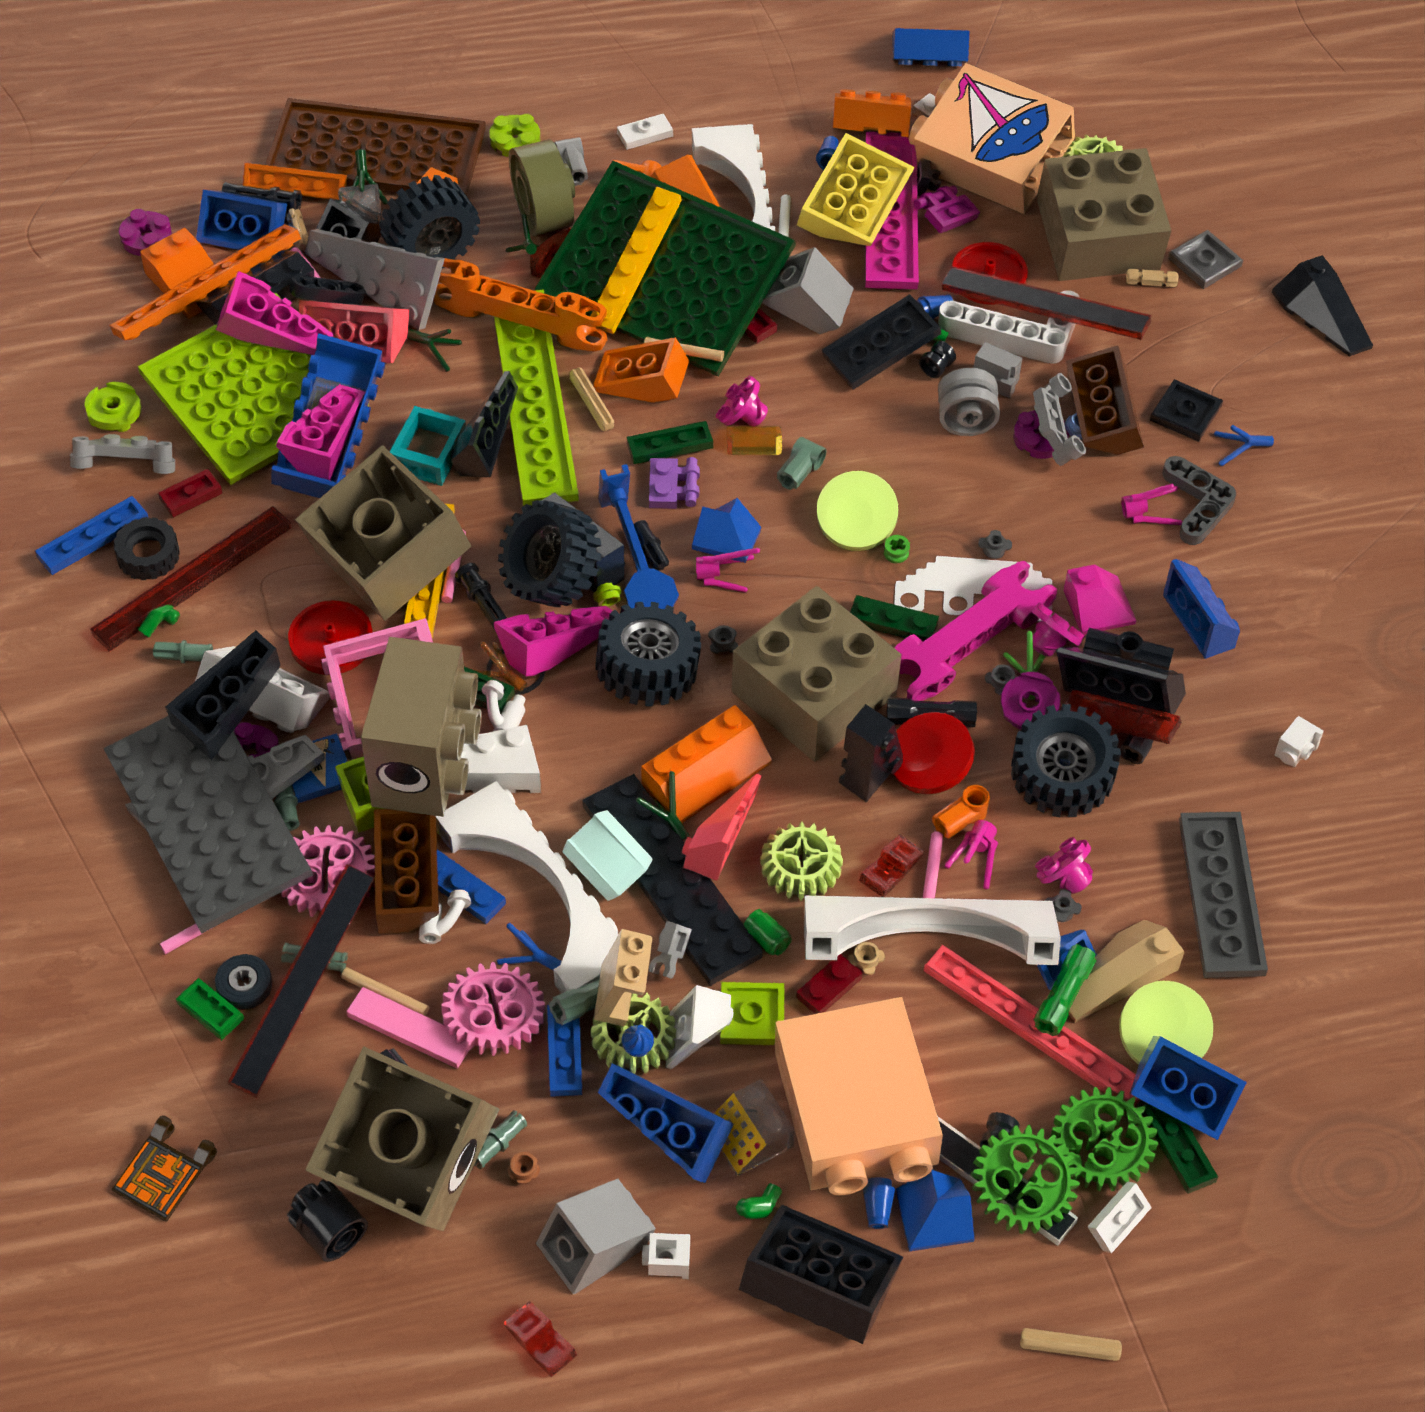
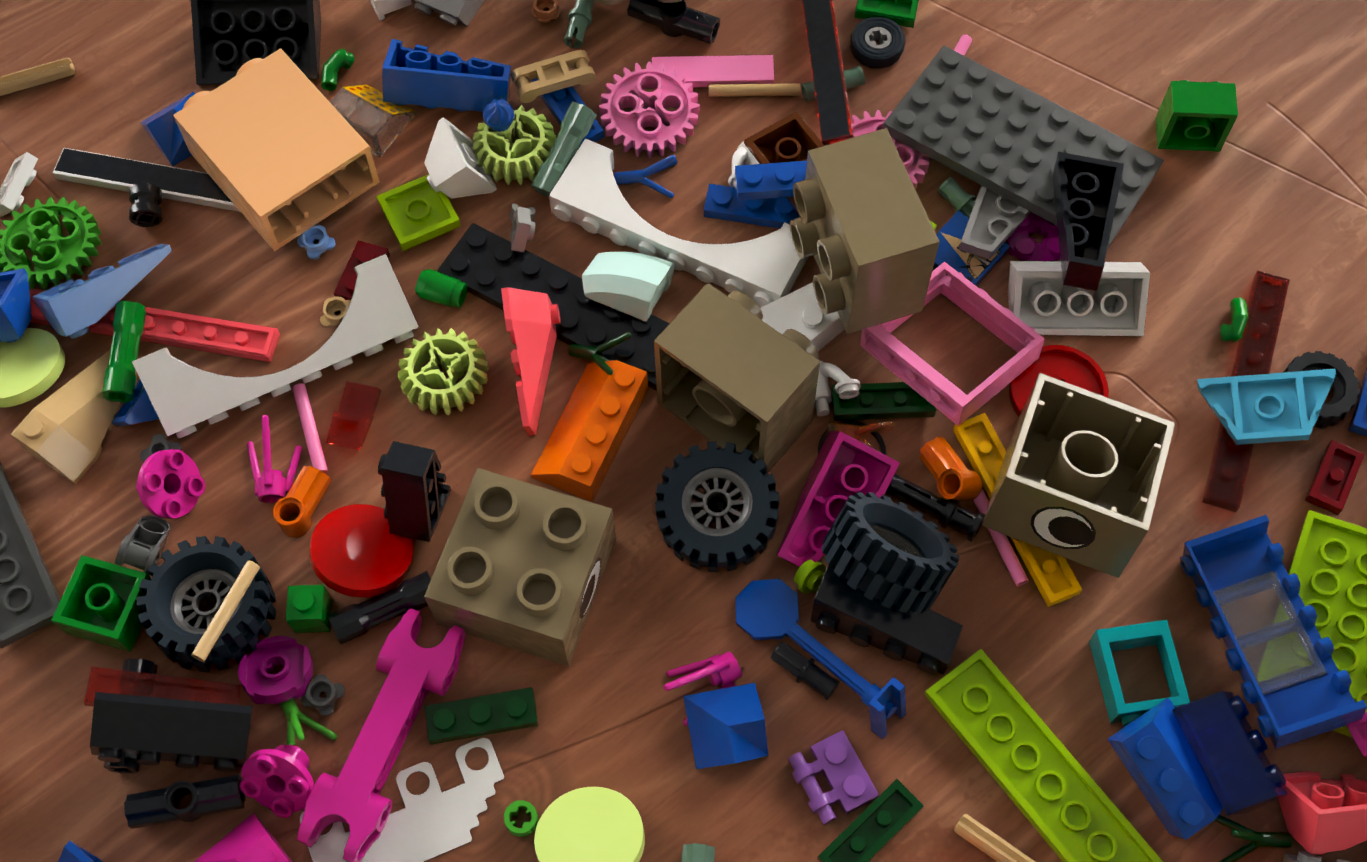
camera: 155 degrees right, 10 degrees up
(47, 764) = (1196, 115): none -> green brick
(180, 651) = (1182, 301): sand green axle -> none
(198, 540) = (1268, 405): none -> medium azure wing
(320, 436) = (1255, 593): dark pink wedge -> none
(413, 371) = (1231, 752): none -> clear blue slope
(431, 854) = (768, 179): none -> blue plate
(456, 379) = (1167, 771): none -> blue slope
(457, 606) = (949, 471): none -> orange piece
(482, 437) = (1082, 702): black wedge -> none
(562, 1069) = (552, 75): none -> tan plate
(580, 704) = (736, 375): none -> dark tan brick
(621, 974) = (531, 126): tan panel -> none
(722, 633) = (655, 579): dark grey plate -> none
(989, 730) = (308, 608): none -> green brick
(1050, 1196) = (111, 169): bright green gear -> none
(1051, 722) = (225, 611): none -> tan bar
(1070, 1057) = (81, 303): none -> medium blue wedge
(1100, 817) = (144, 543): none -> dark grey piece
(1144, 797) = (102, 604): none -> green brick

